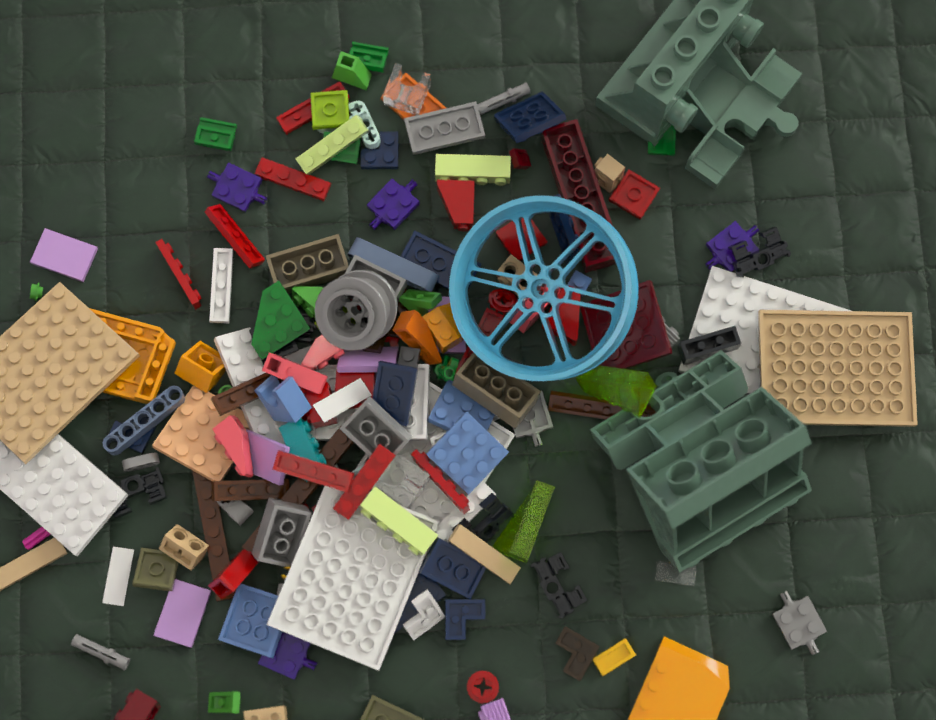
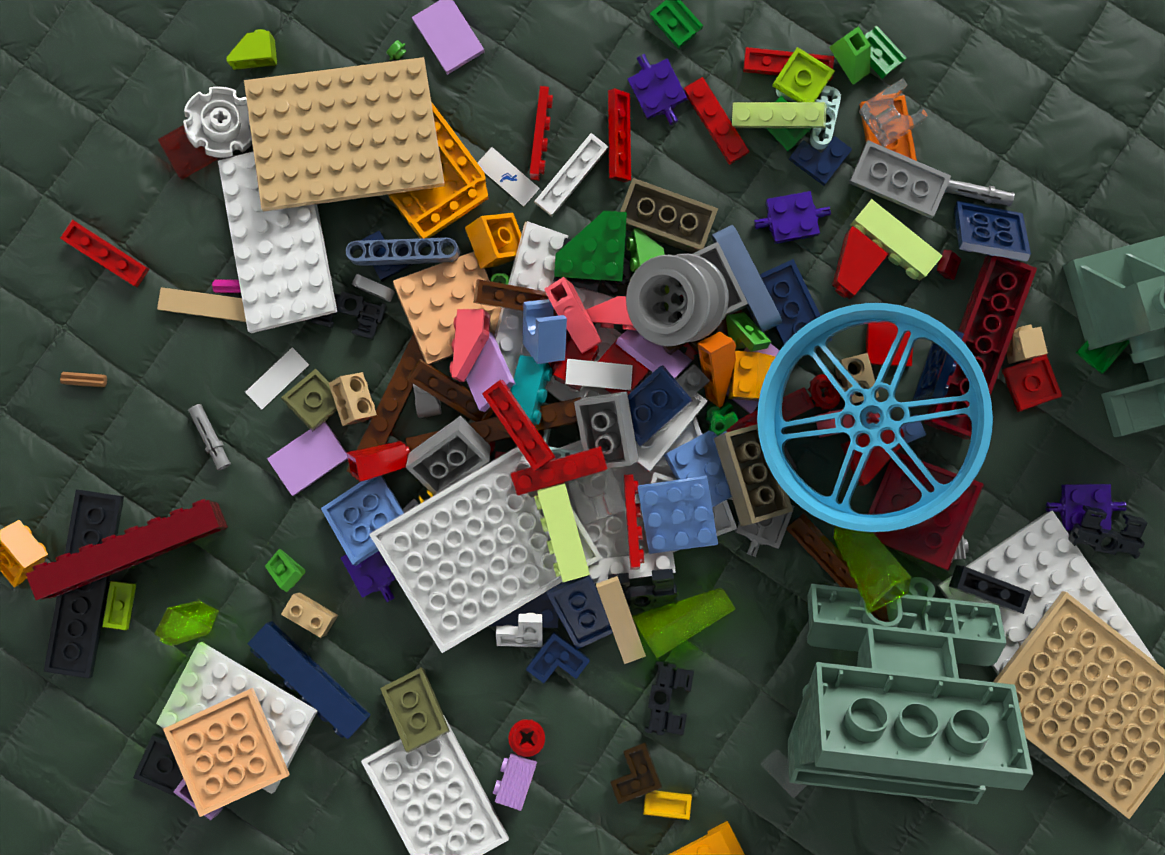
camera: 40 degrees right, 10 degrees up
(178, 319) = (508, 176): none -> white sticker

